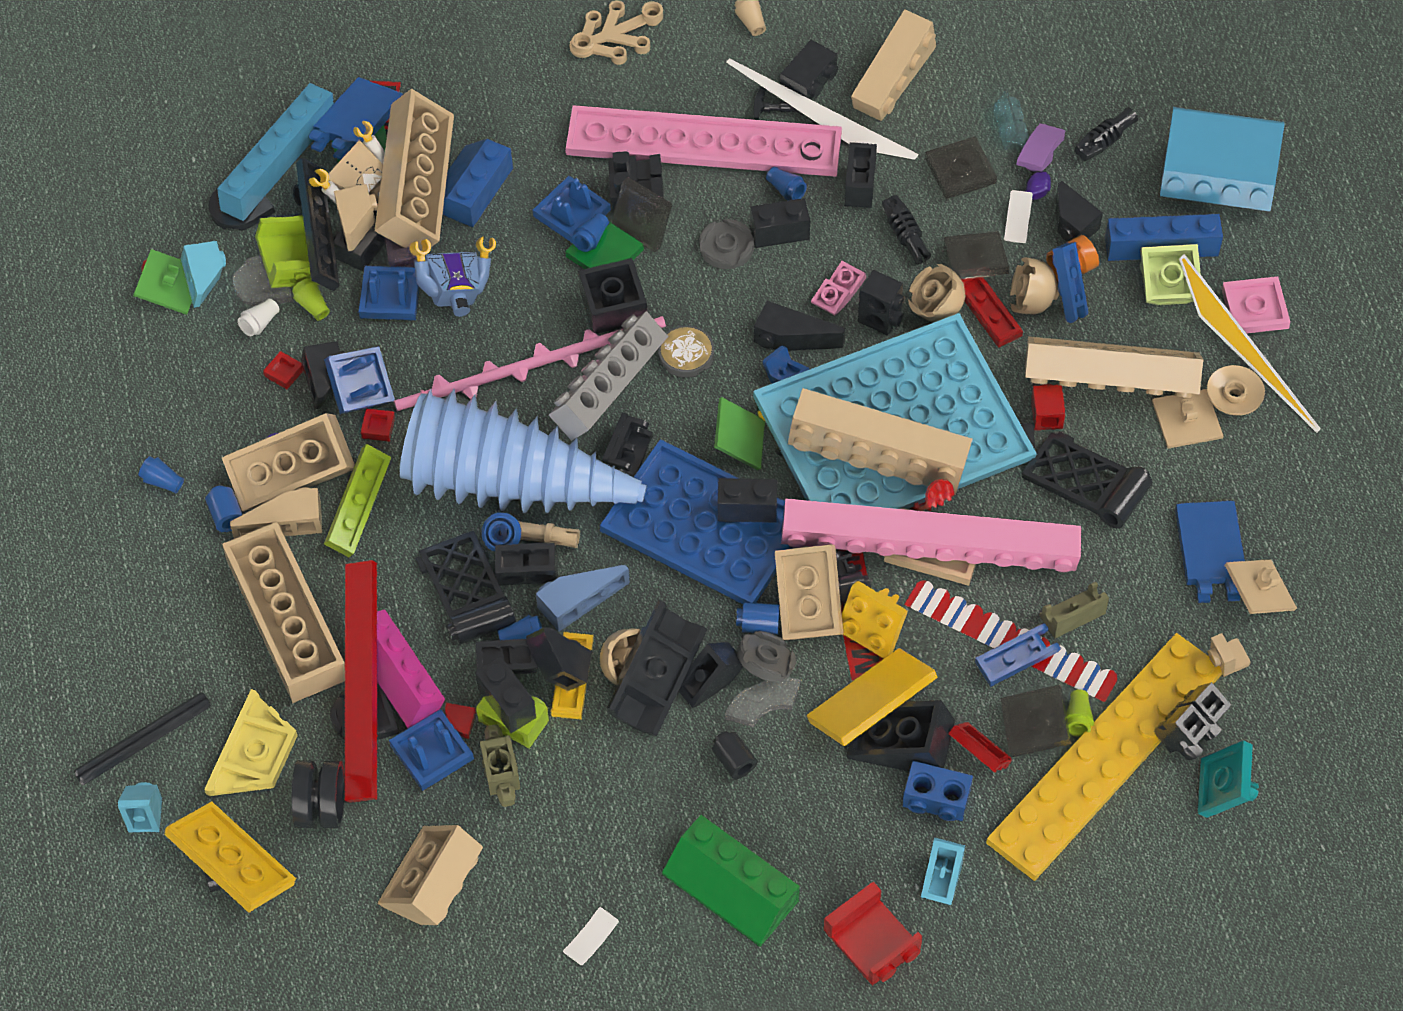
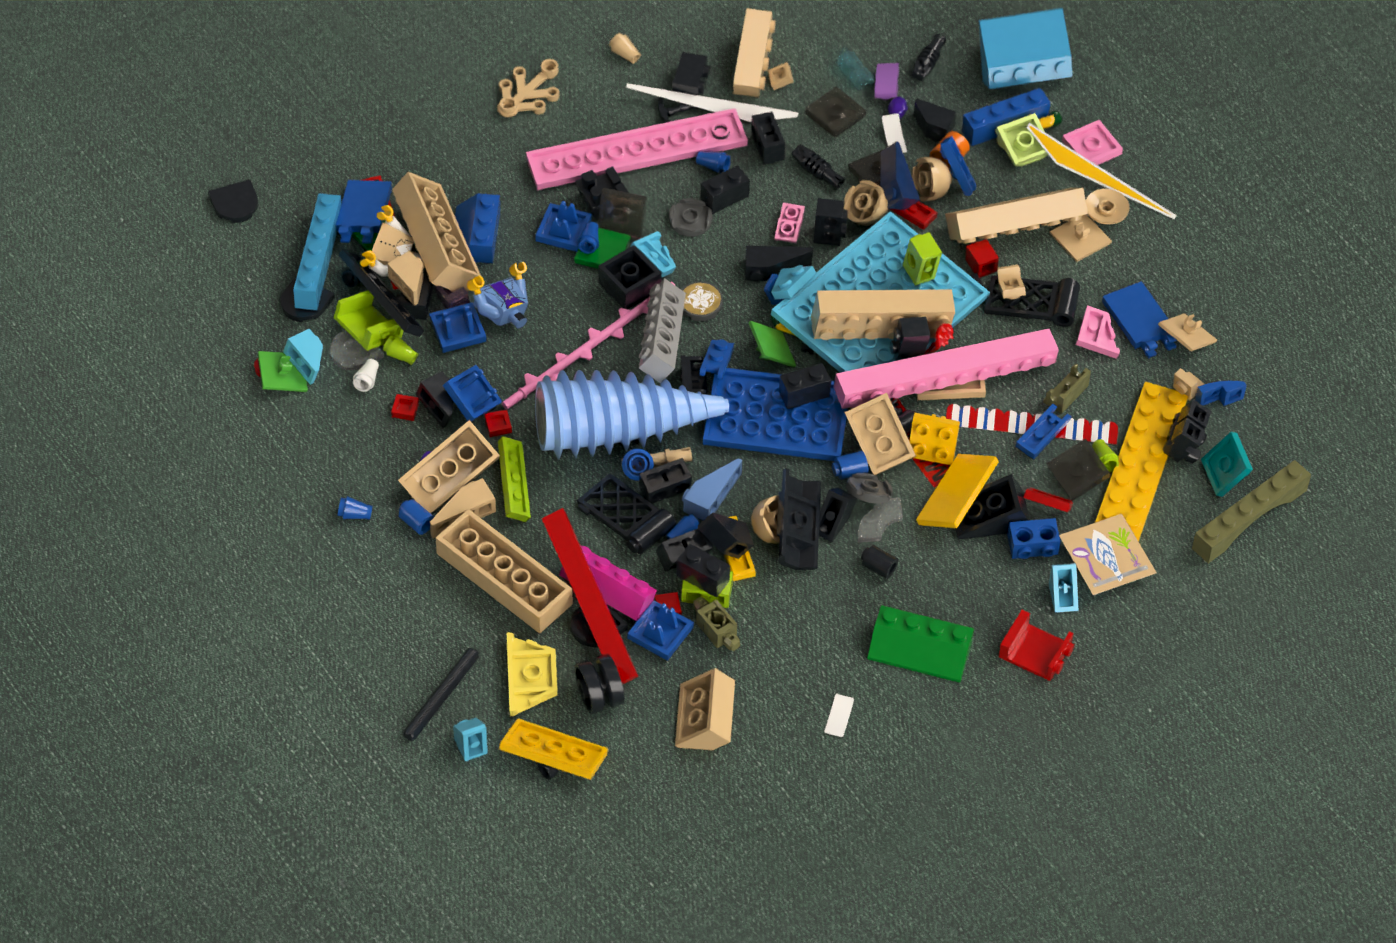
camera: 25 degrees left, 5 degrees down
(224, 63) = (235, 201): none -> black tile
(658, 276) = (658, 255): none -> medium azure wing
(665, 430) = (717, 358): none -> blue hinge
(796, 362) = (791, 281): none -> medium azure wing
(897, 483) = (910, 338): none -> black brick
(916, 103) = (780, 76): none -> tan tile
(962, 386) = (922, 258): none -> lime brick
(984, 276) = (897, 179): none -> dark blue slope
(1018, 845) = (1107, 554): none -> tan sticker
(1065, 450) = (1010, 282): none -> tan bracket
(1146, 549) = (1097, 333): none -> bright pink wing
(1222, 259) = (1053, 120): none -> arm
(1274, 680) = (1224, 391): none -> blue slope
(1276, 836) = (1223, 530): none -> olive arch

